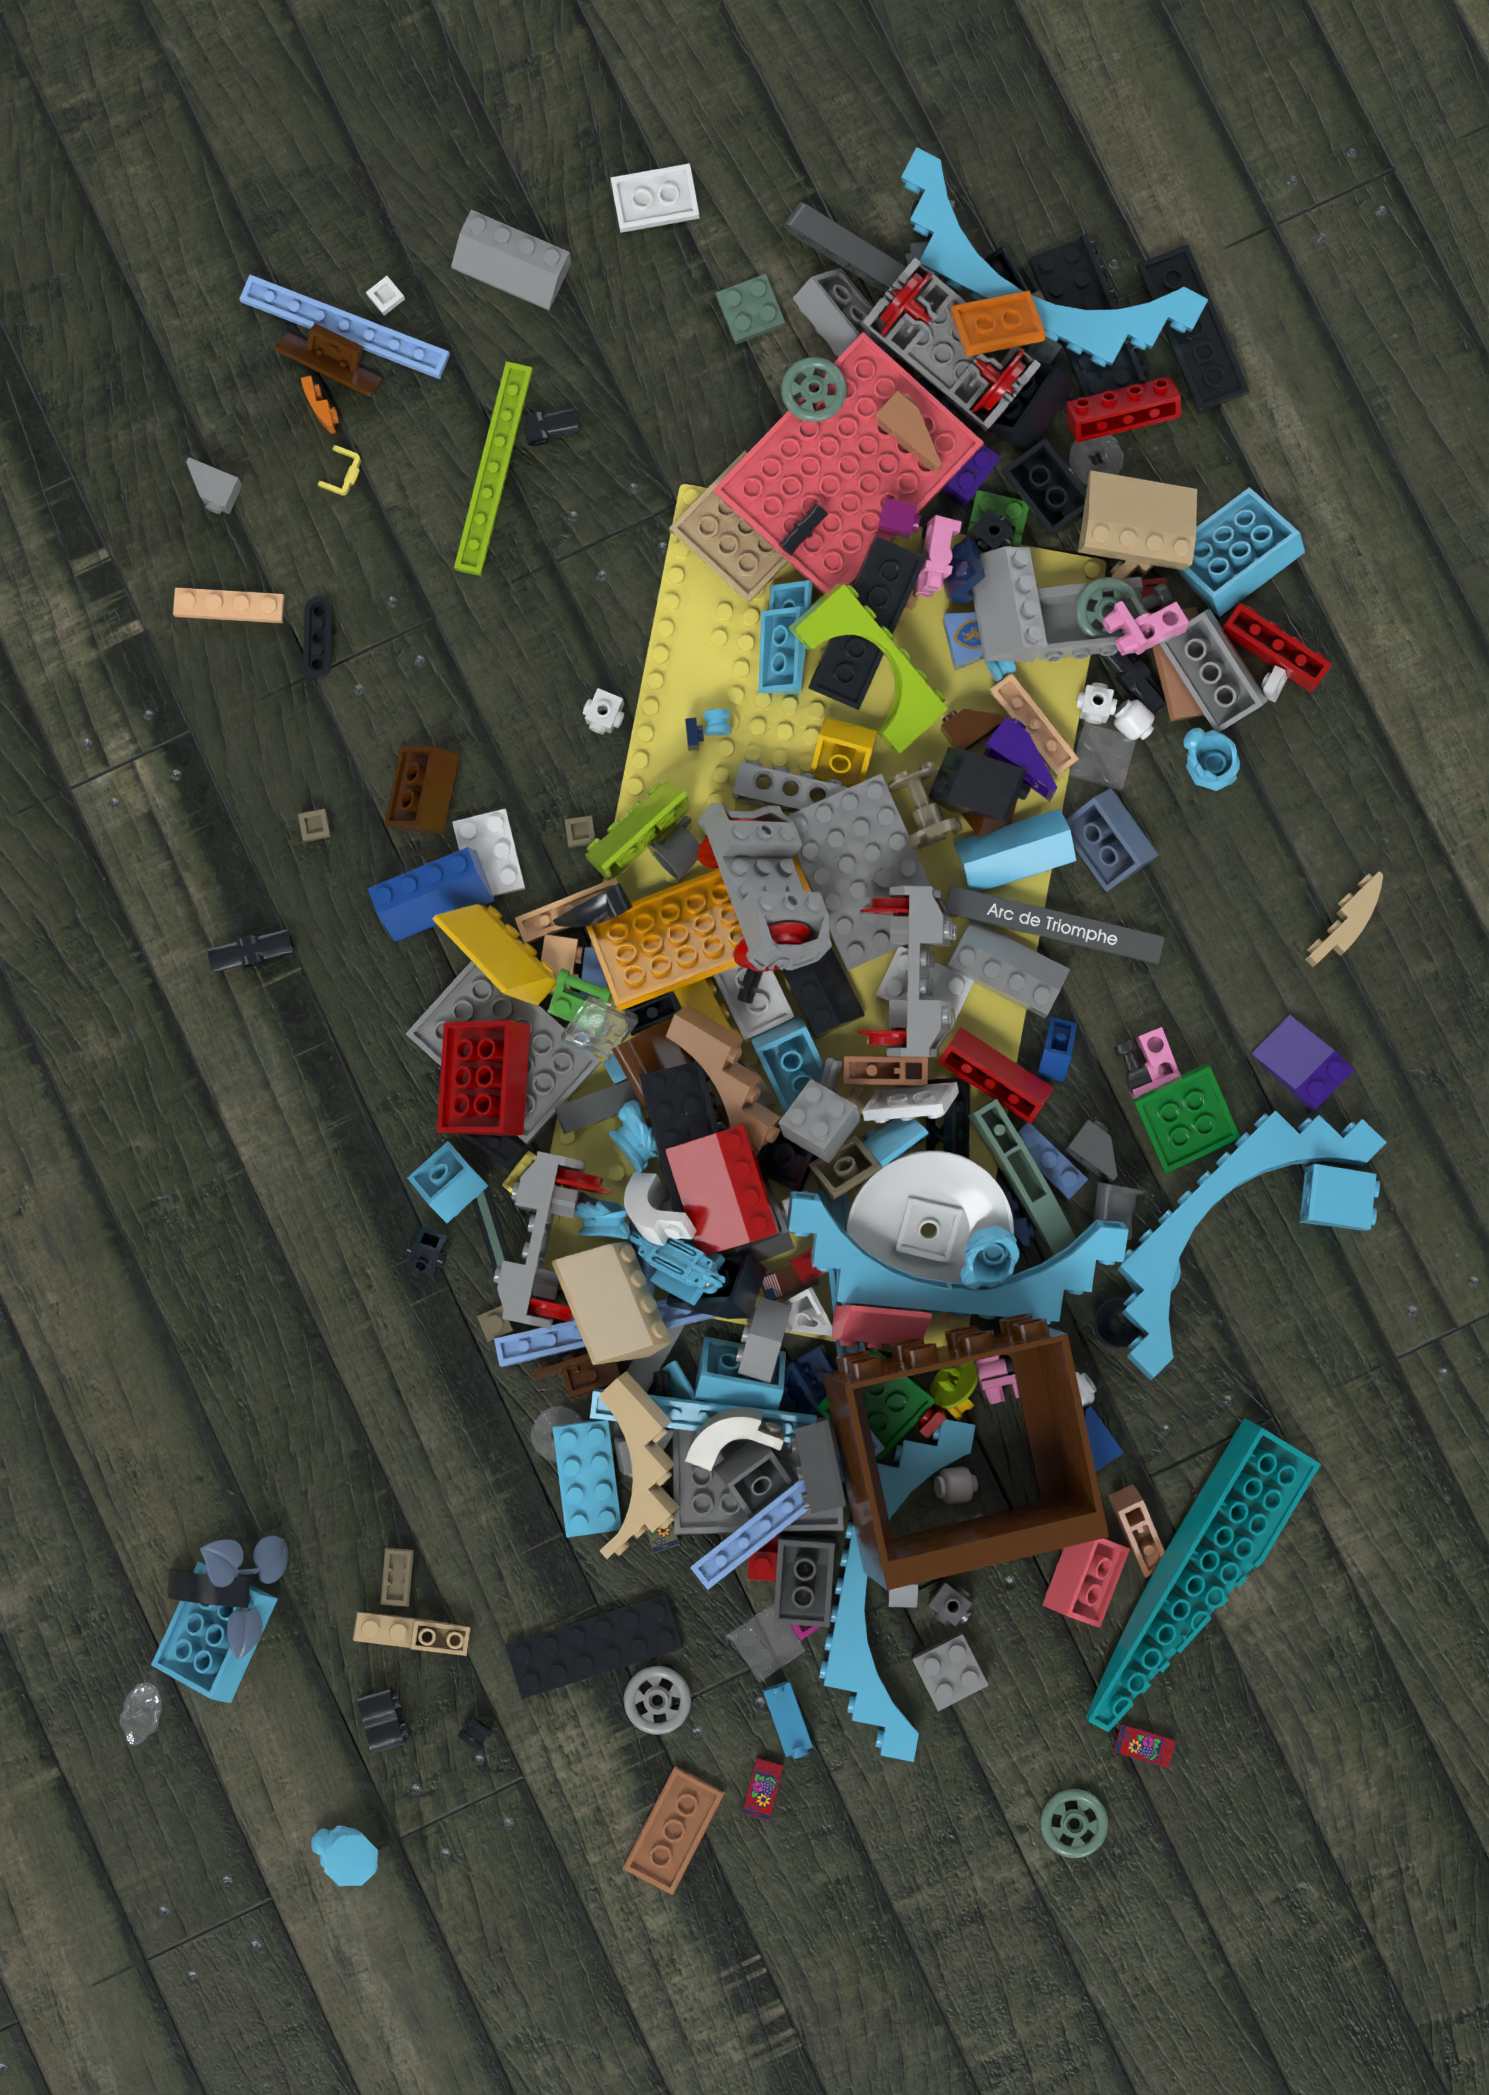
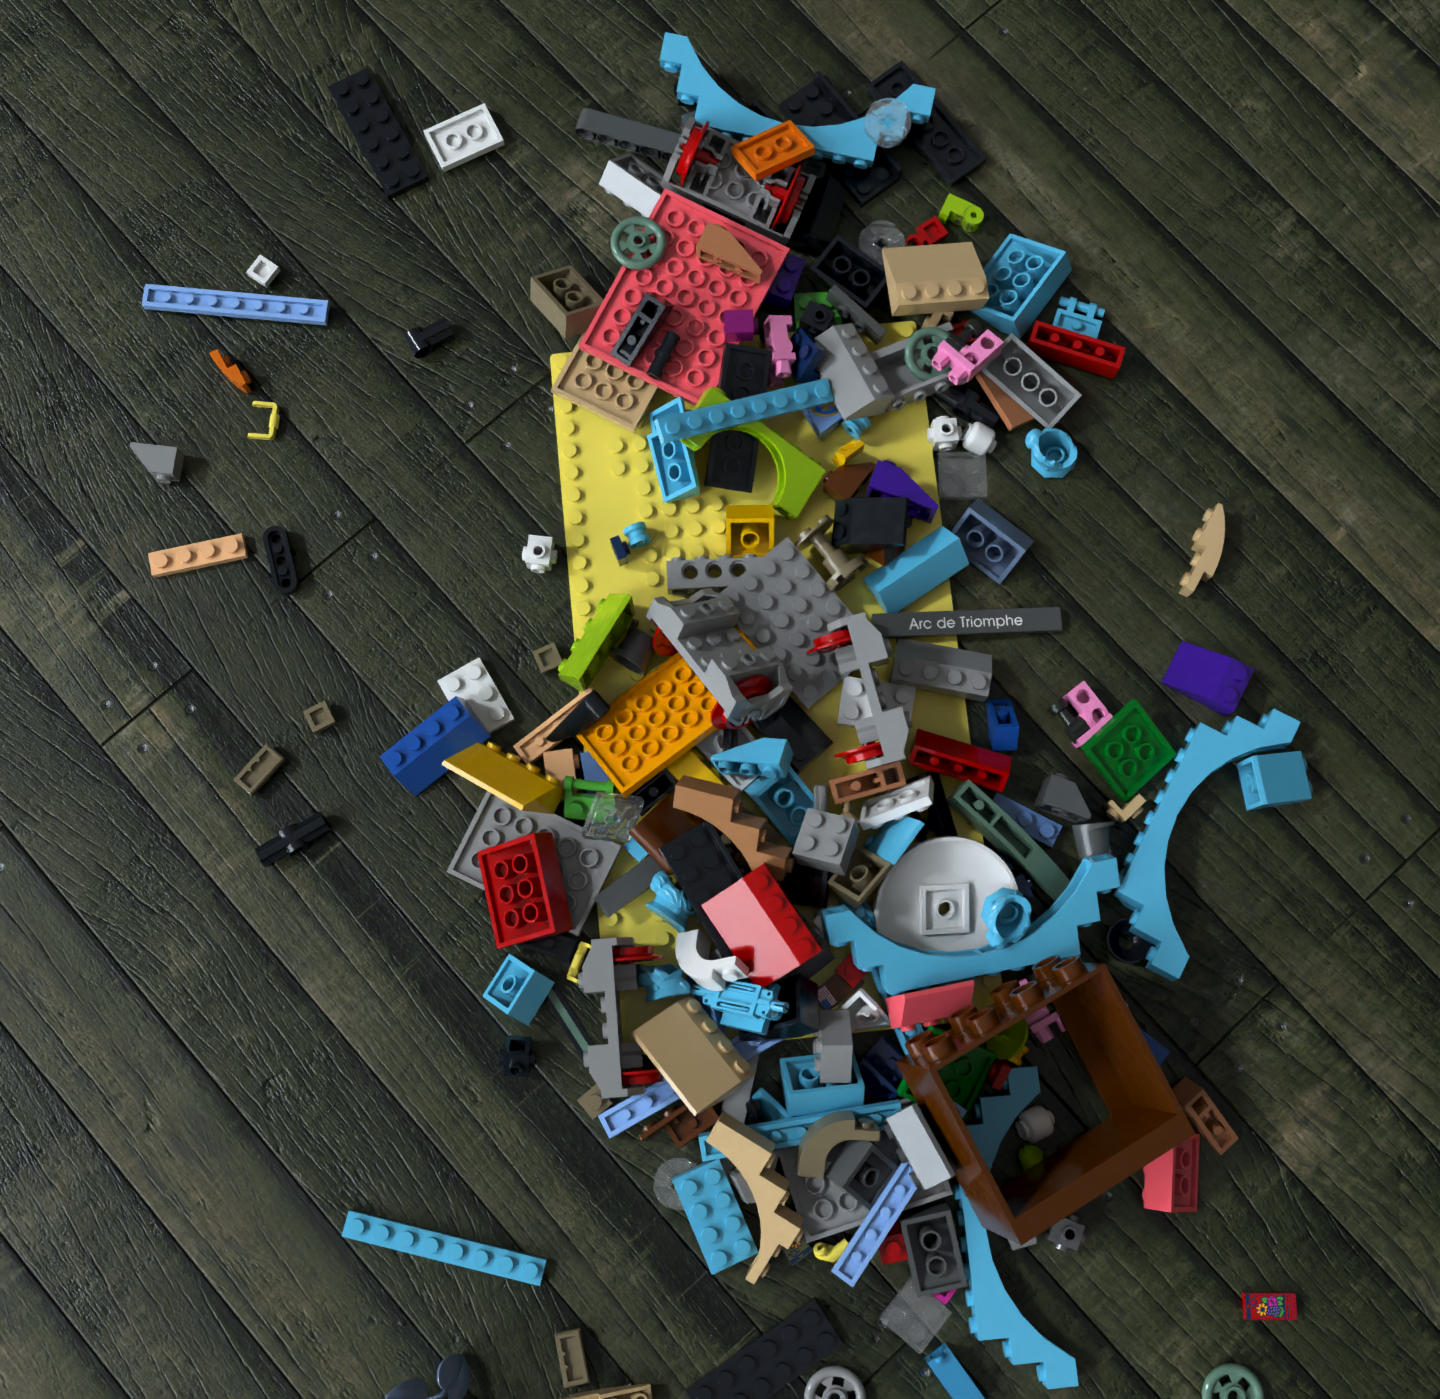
camera: 25 degrees left, 5 degrees down
(234, 864) = (259, 769): none -> dark tan plate
(296, 1427) = (444, 1247): none -> medium azure plate
(331, 356) = (230, 329): reddish brown bracket -> none
(422, 789) = (404, 661): reddish brown slope -> none
(493, 468) = (391, 384): lime plate -> none
(510, 260) = (359, 215): light grey slope -> none
(558, 164) = (378, 133): none -> black plate
(693, 1550) = (829, 1252): none -> light yellow arm
(715, 428) = (565, 300): none -> dark tan slope
(750, 309) = (566, 203): sand green plate -> none
(775, 1009) = (761, 758): none -> medium azure slope
(788, 491) = (642, 327): none -> black slope
(872, 620) = (743, 411): none -> medium azure plate
(939, 1516) = (1029, 1156): none -> lime plate
(949, 1671) = (1082, 1292): light grey brick -> none
(978, 696) = (848, 452): none -> yellow slope
(1032, 529) = (855, 314): none -> dark grey plate
(1046, 738) = (878, 448): light nougat plate -> none
(1123, 409) = (891, 197): red brick -> none
(1132, 310) = (897, 112): none -> clear plate
(1155, 462) = (928, 233): none -> red plate
(1169, 1183) = (1130, 809): none -> tan bracket
(1199, 448) = (961, 213): none -> lime leg
(1210, 1555) = (1270, 1117): teal wedge -> none
(1274, 683) = (1081, 378): white plate -> none
(1290, 618) = (1075, 322): none -> medium azure plate

